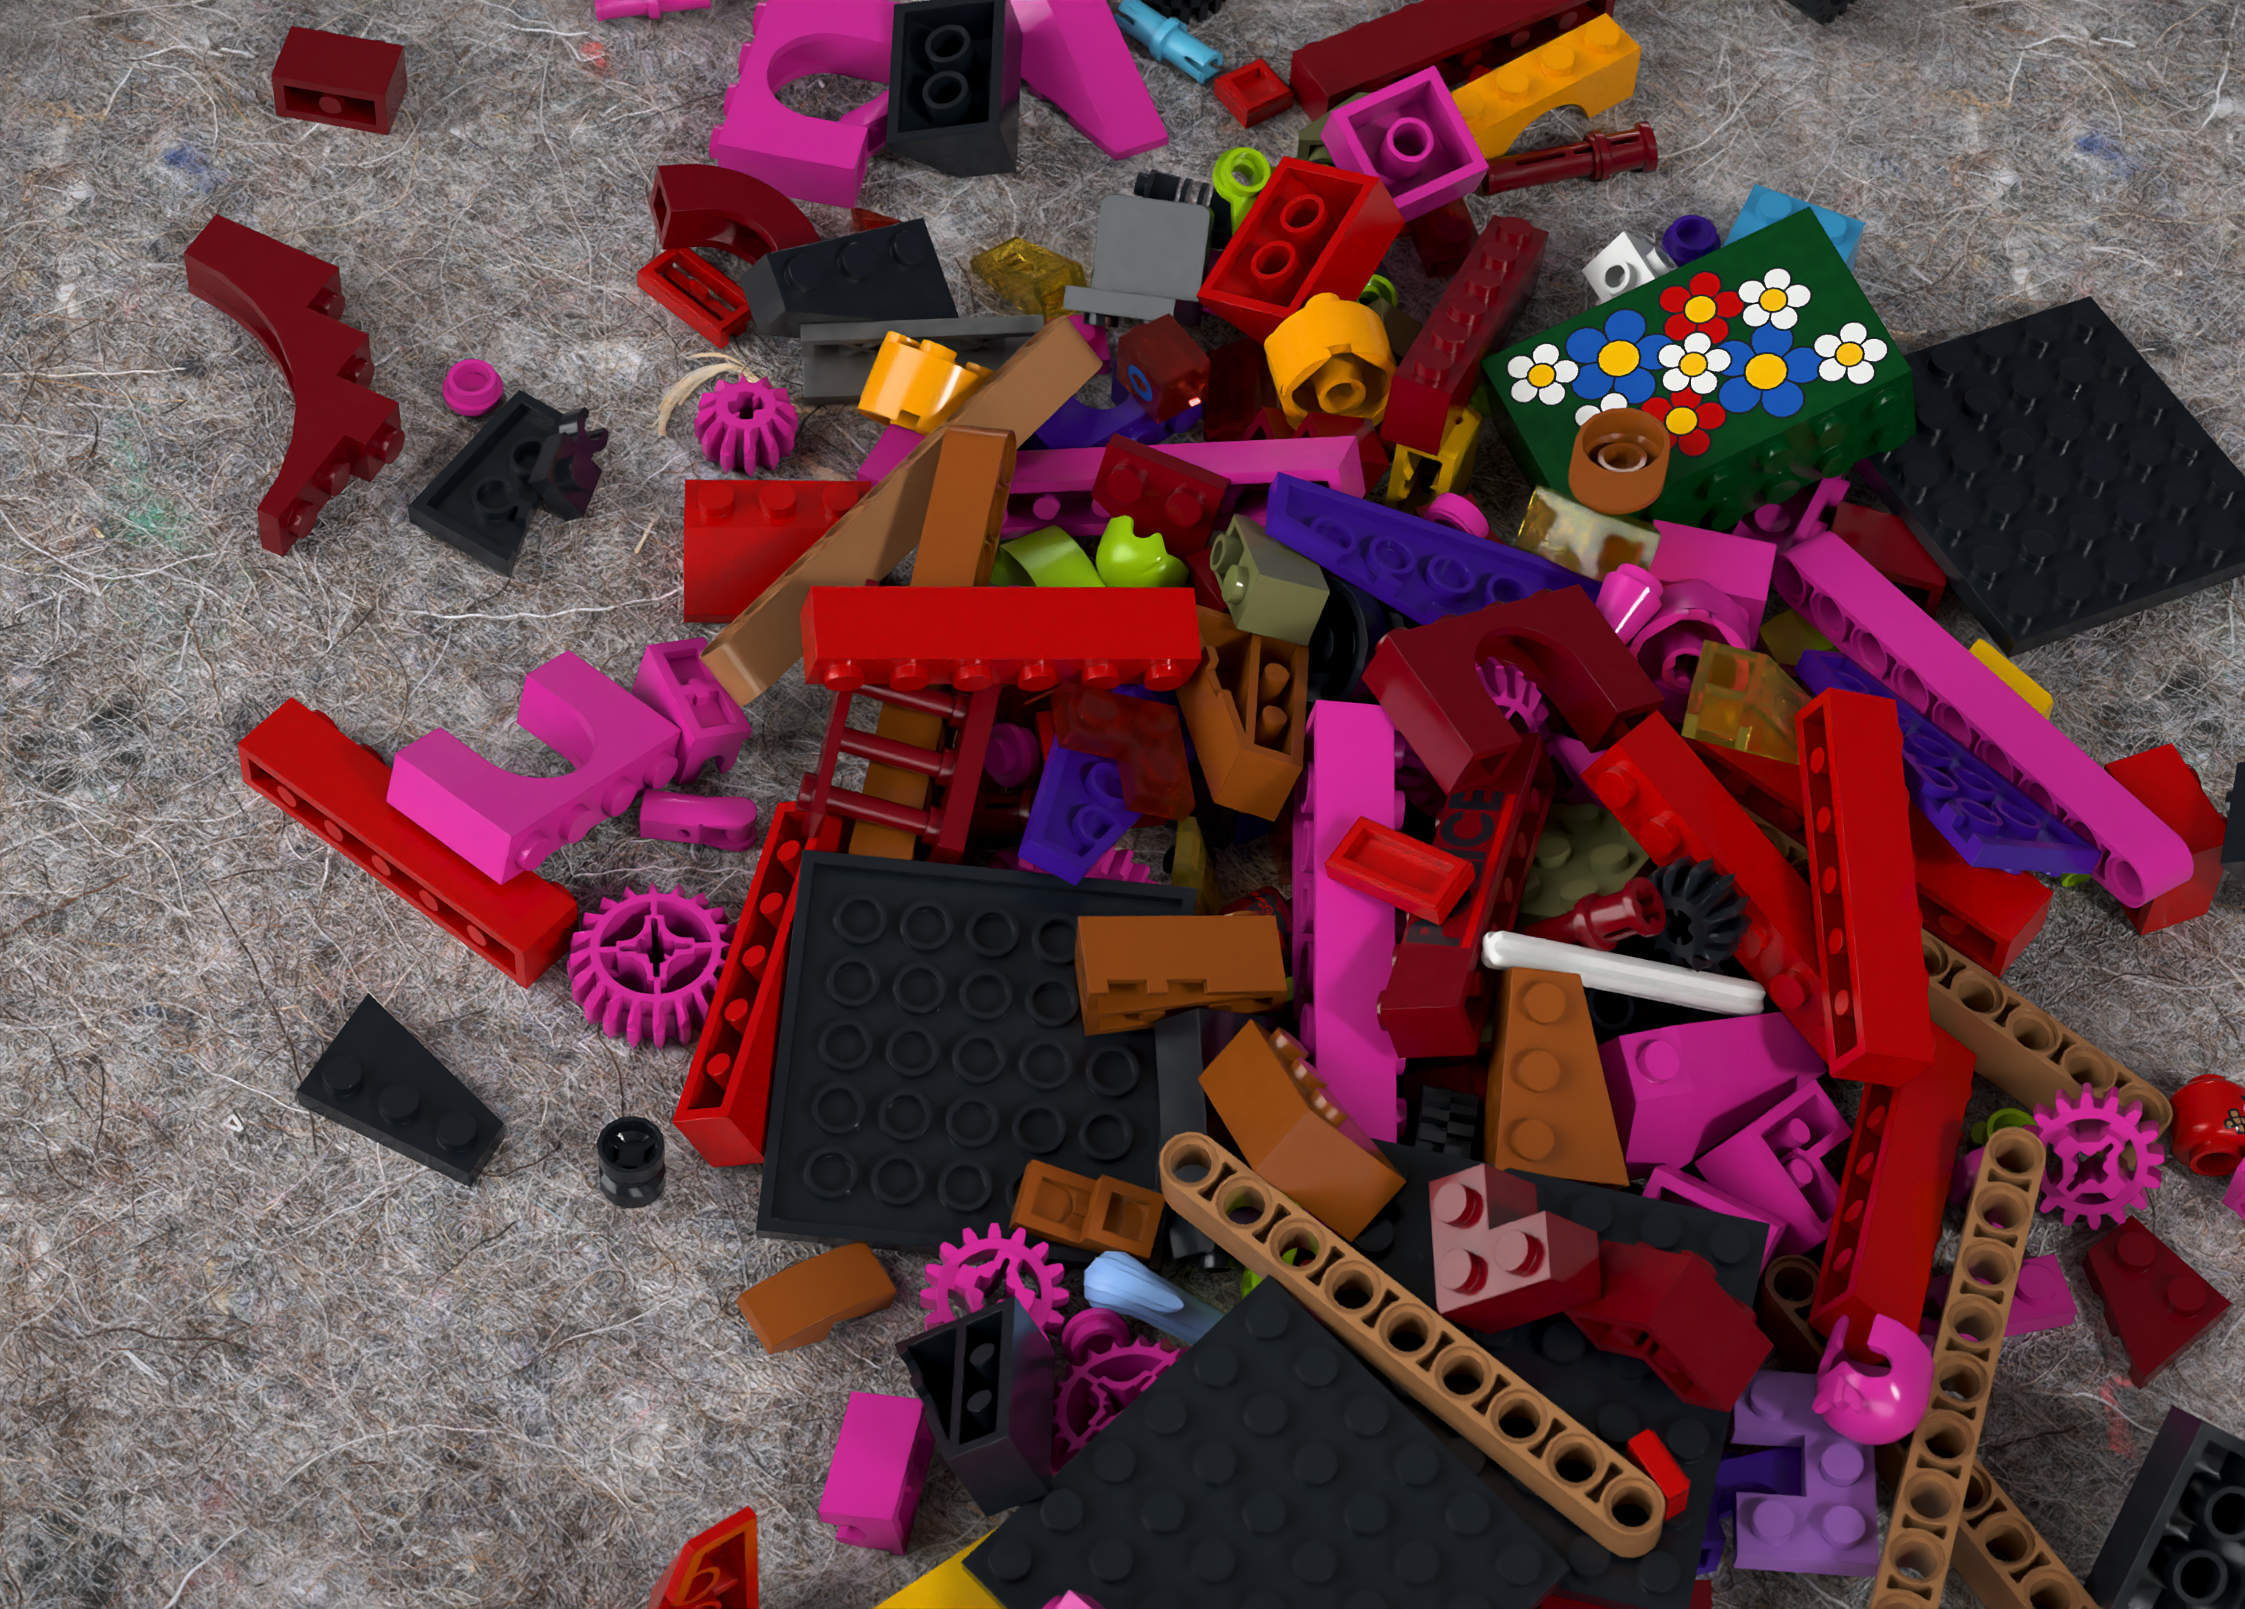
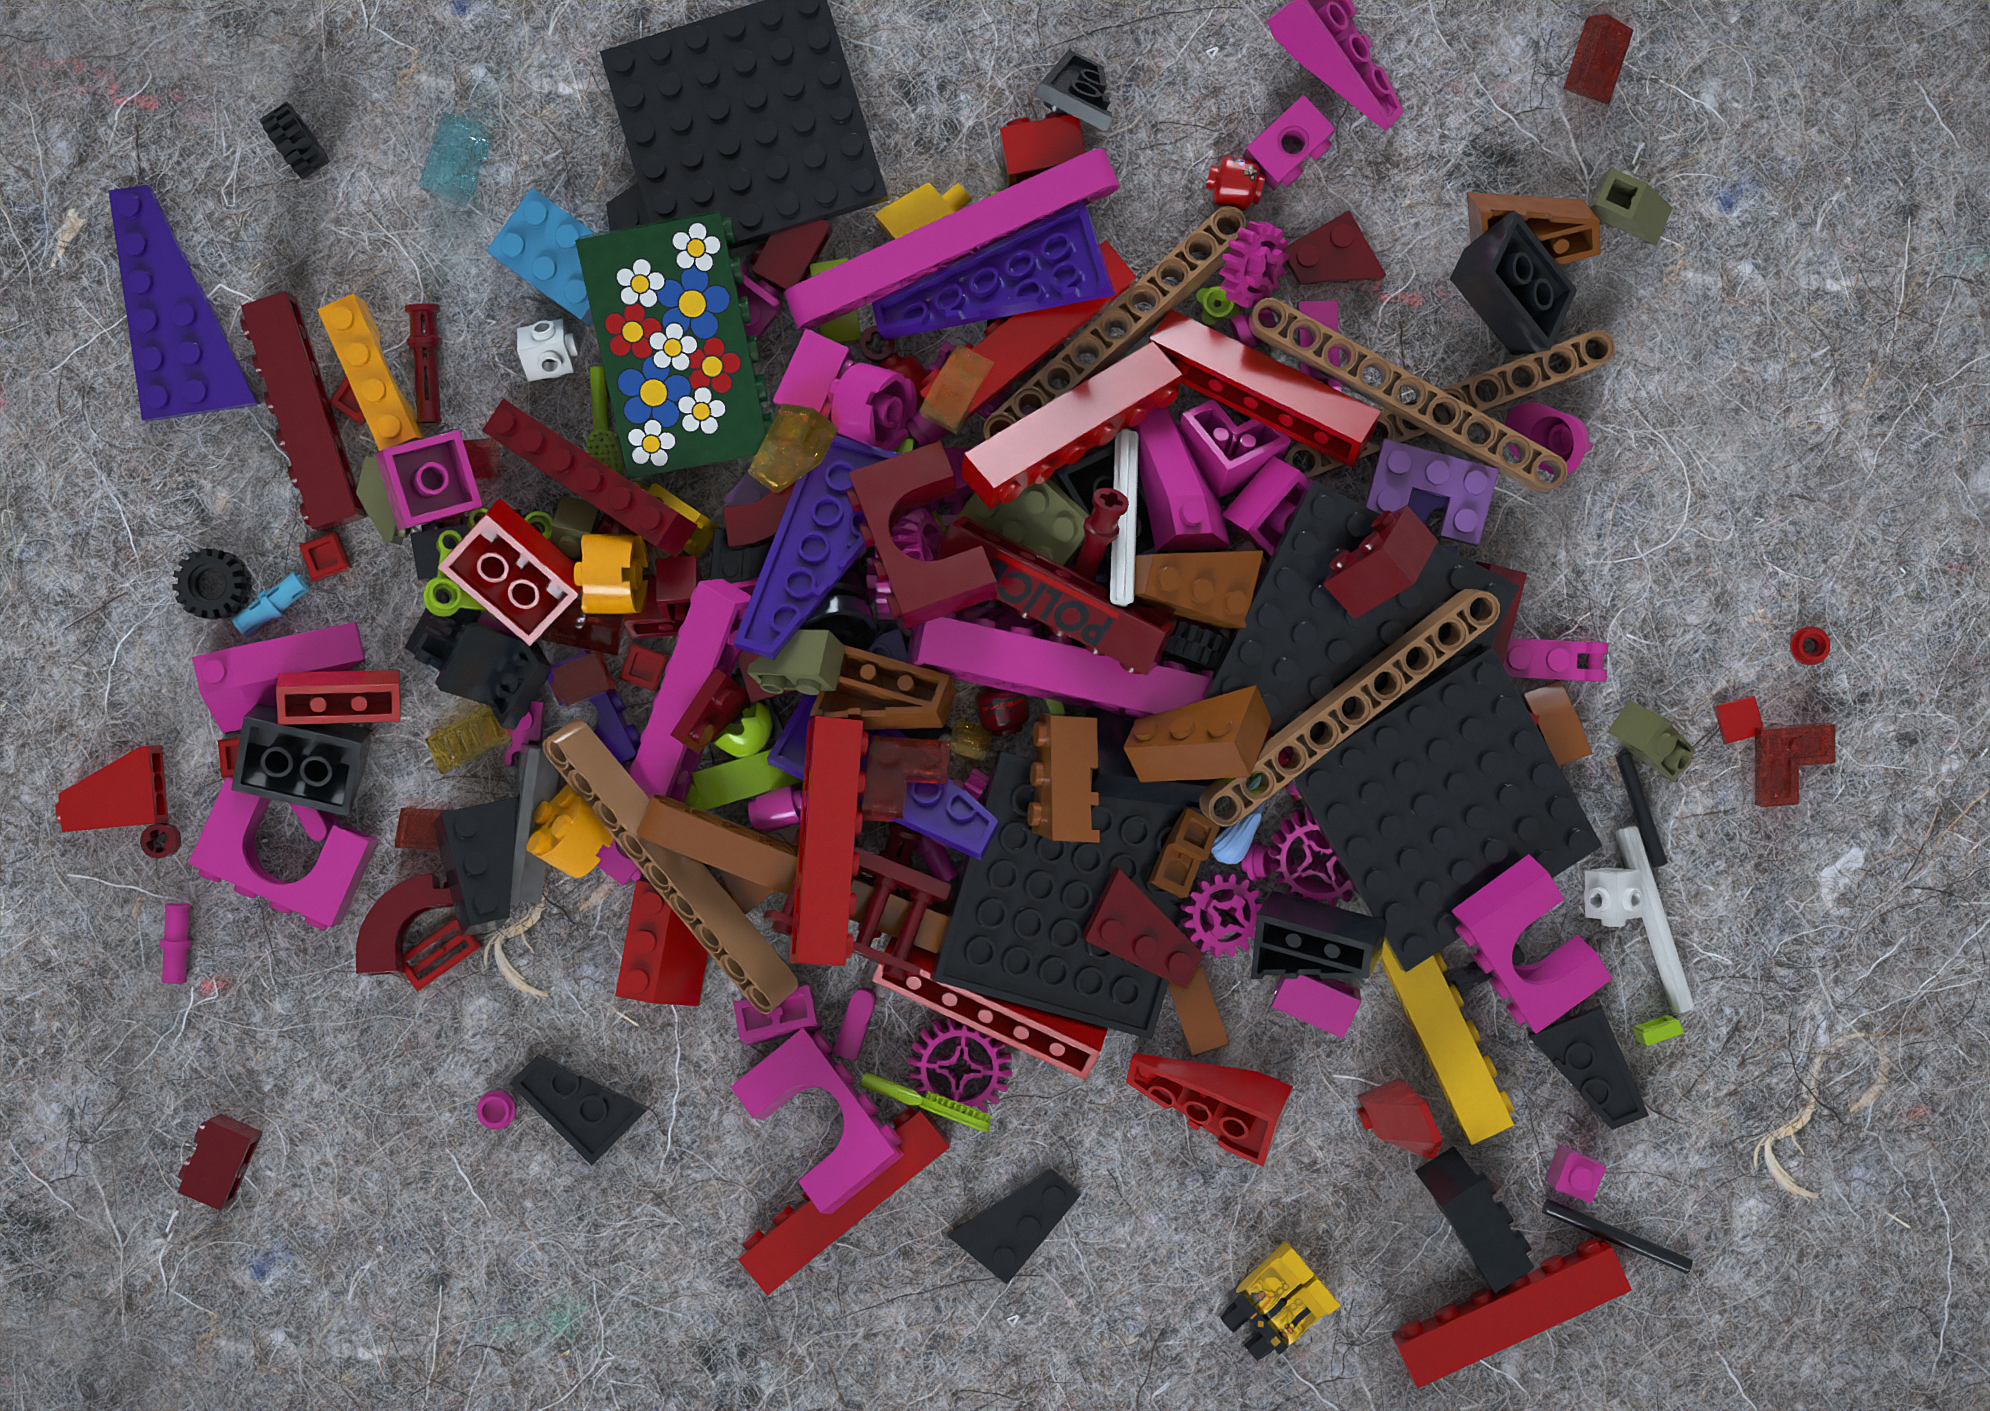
camera: 75 degrees left, 35 degrees up
(295, 312) = (468, 1203): dark red arch -> none
(326, 1500) = (1279, 1300): none -> hips
(565, 467) = (576, 1063): black plate -> none
(595, 904) = (931, 1102): none -> lime piece
(631, 1162) = (1094, 1109): black wheel -> none
(672, 1355) = (1227, 1101): none -> red wedge
(746, 424) = (550, 954): dark pink gear -> none
(936, 1164) = (1139, 932): none -> dark red wing
(1011, 754) = (872, 837): dark pink plate -> none
(1058, 110) = (338, 697): none -> red brick
(1400, 870) = (1048, 639): red tile -> none
(1458, 514) = (757, 528): dark pink tile -> none
(1502, 1258) = (1326, 648): dark red brick -> none
(1619, 461) = (752, 419): dark orange cap -> none
(1629, 599) = (855, 444): dark pink cone -> none
(1654, 1460) = (1457, 587): red tile -> none
(1690, 239) = (508, 300): dark purple plate -> none
(1701, 913) = (1095, 464): black gear -> none
(1864, 888) = (1094, 357): red brick -> none
(1870, 149) = (455, 160): none -> clear light blue brick
(1873, 1401) = (1414, 447): dark pink helmet -> none

